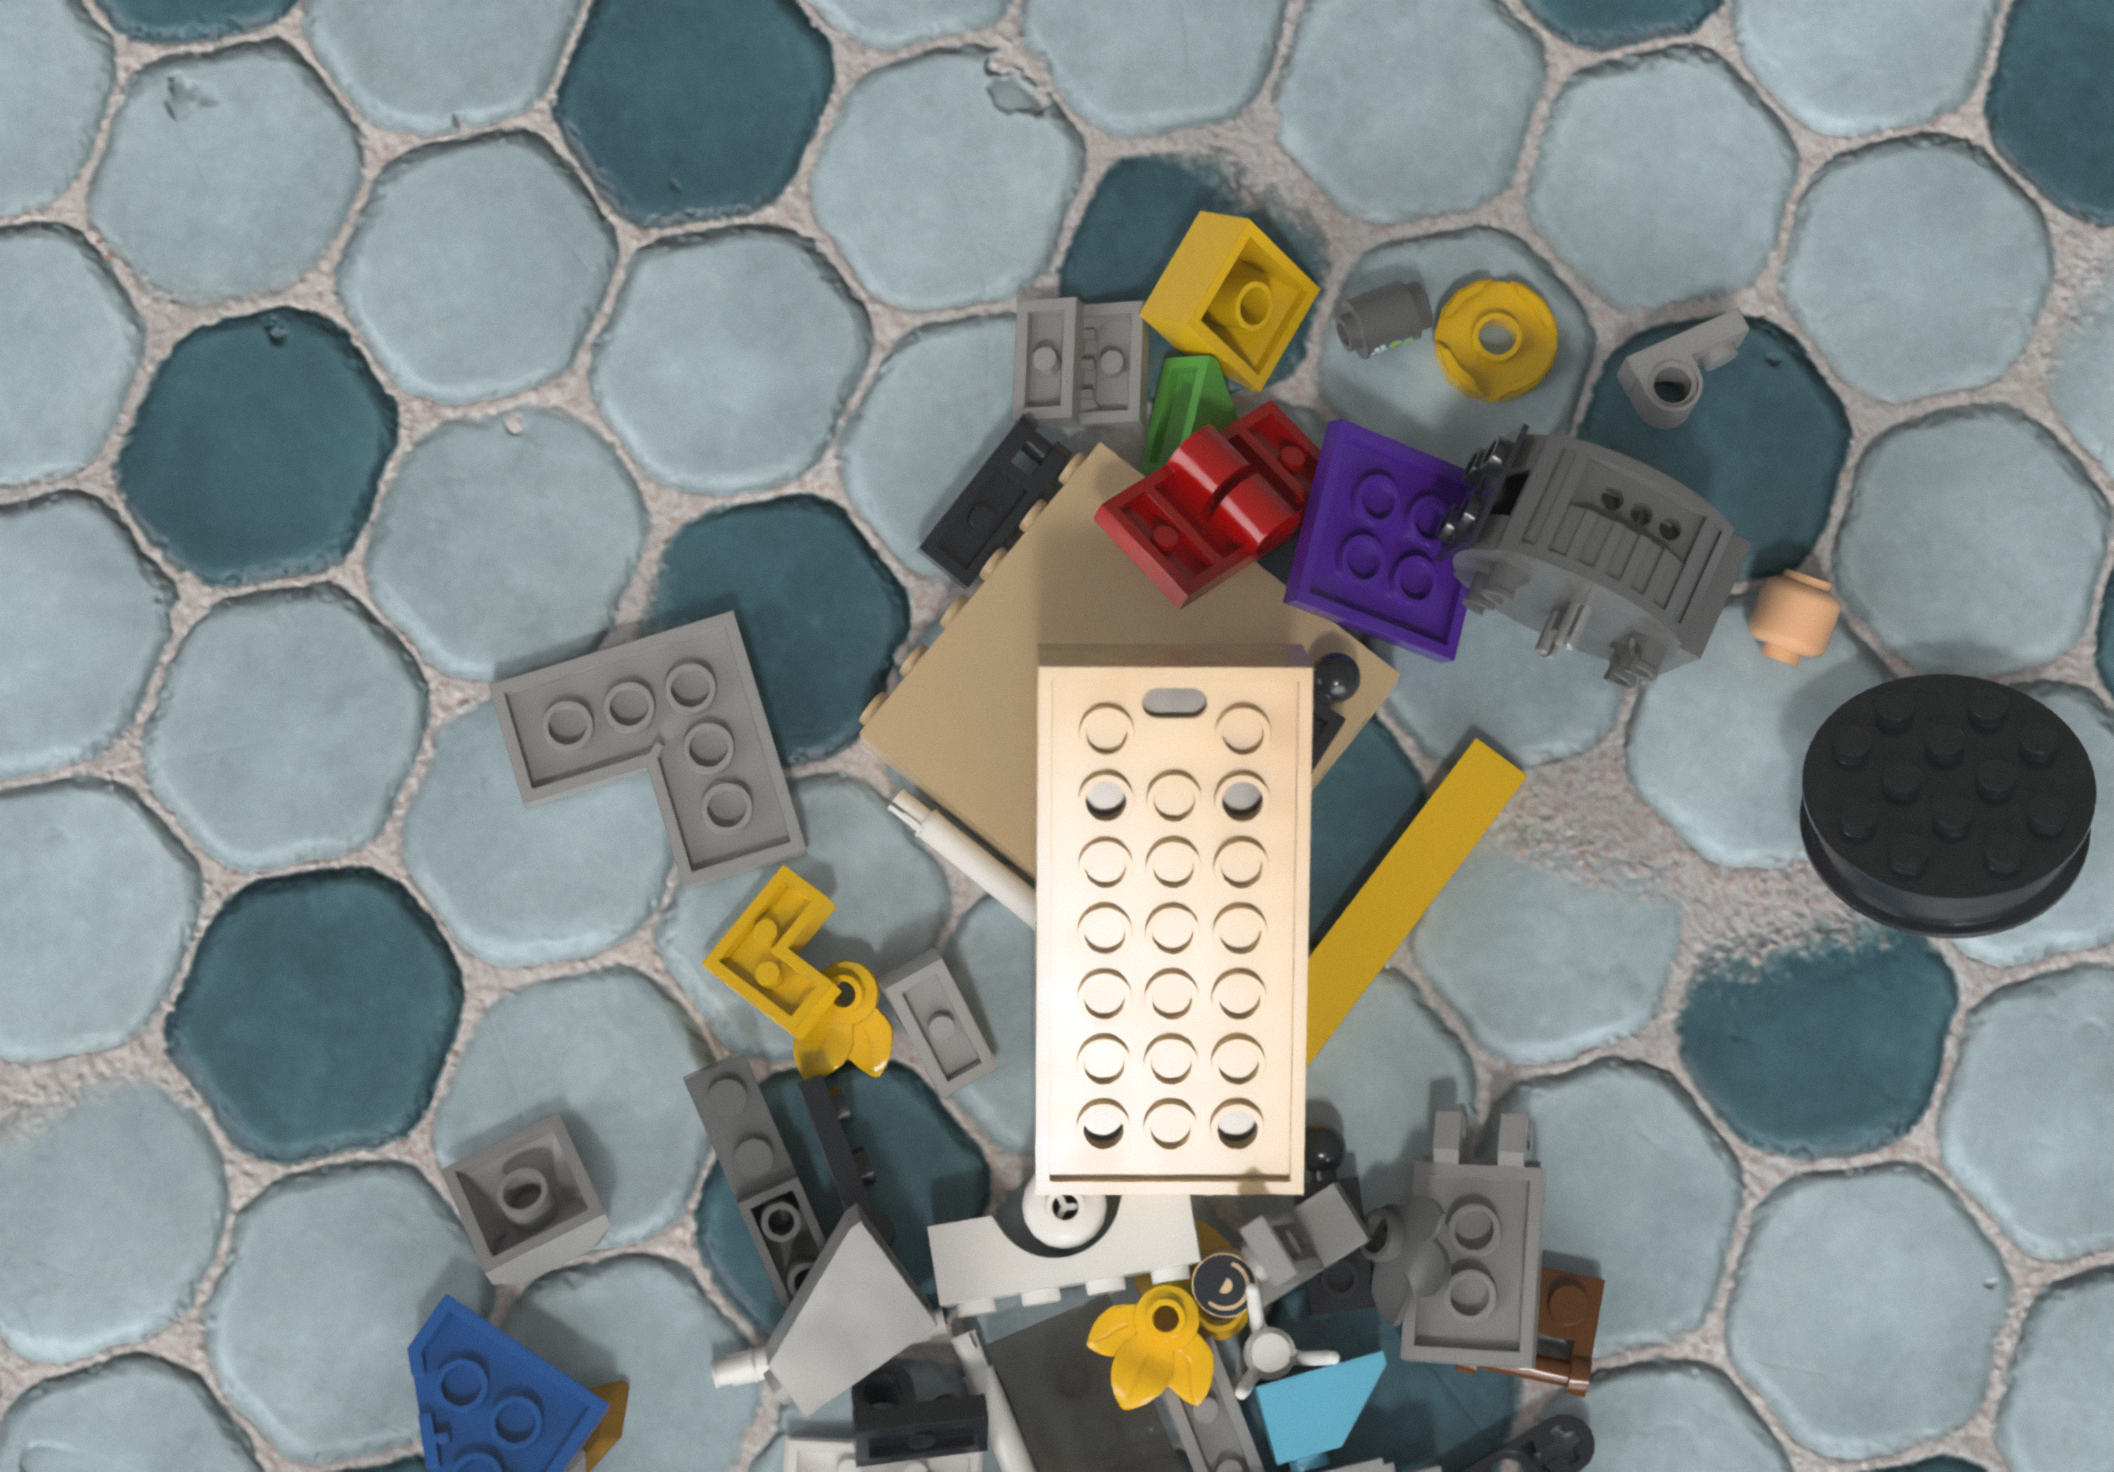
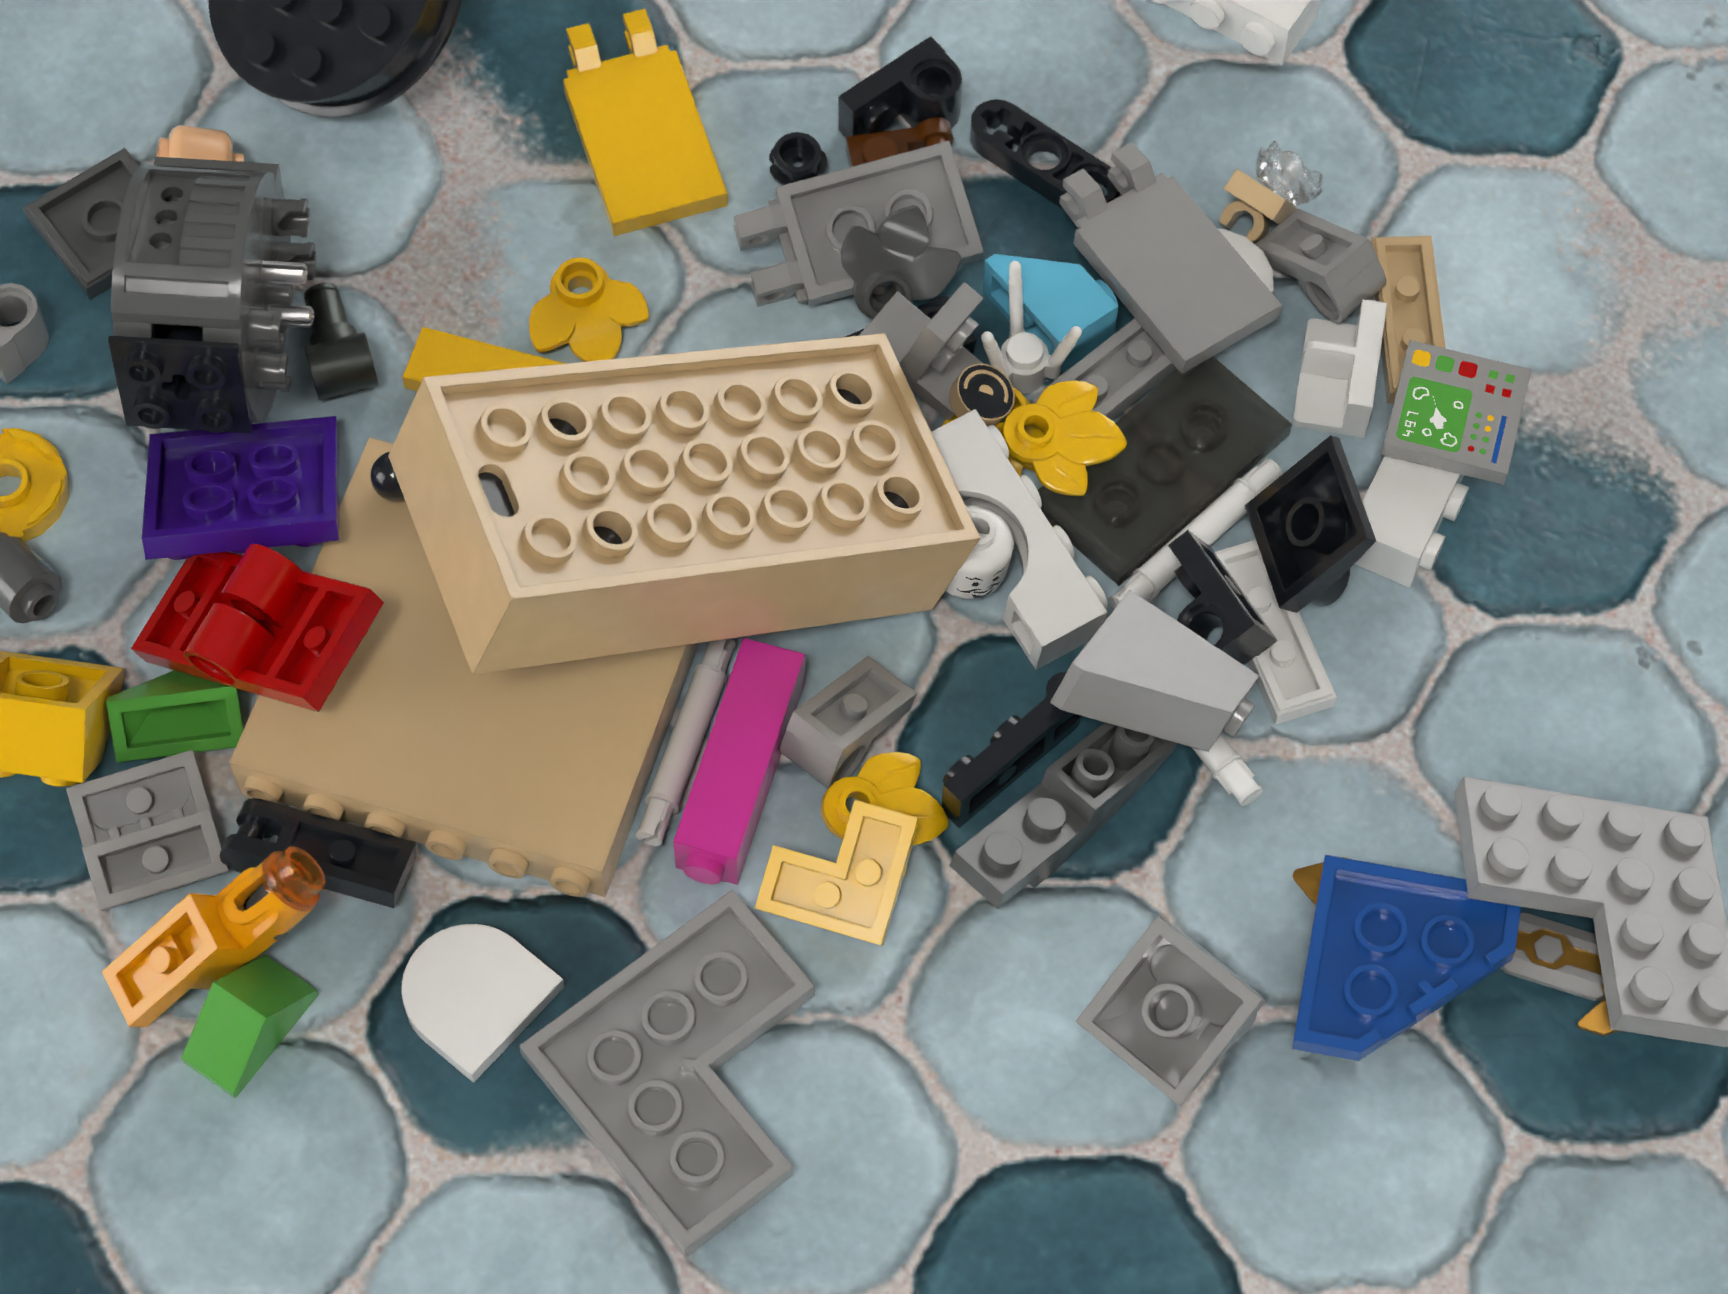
camera: 110 degrees left, 15 degrees down
(808, 594) = (474, 994): none -> white tile
(861, 396) = (245, 1022): none -> bright green slope
(931, 903) = (739, 763): none -> dark pink brick
(937, 382) = (213, 934): none -> light orange plate
(1480, 941) = (589, 319): none -> yellow plate
(1519, 685) = (337, 352): none -> pearl dark grey pin
(1611, 1215) = (796, 148): none -> black plate
(1630, 1322) = (904, 90): none -> black plate
(1692, 1074) = (641, 130): none -> yellow tile
(1778, 507) = (83, 220): none -> dark grey tile

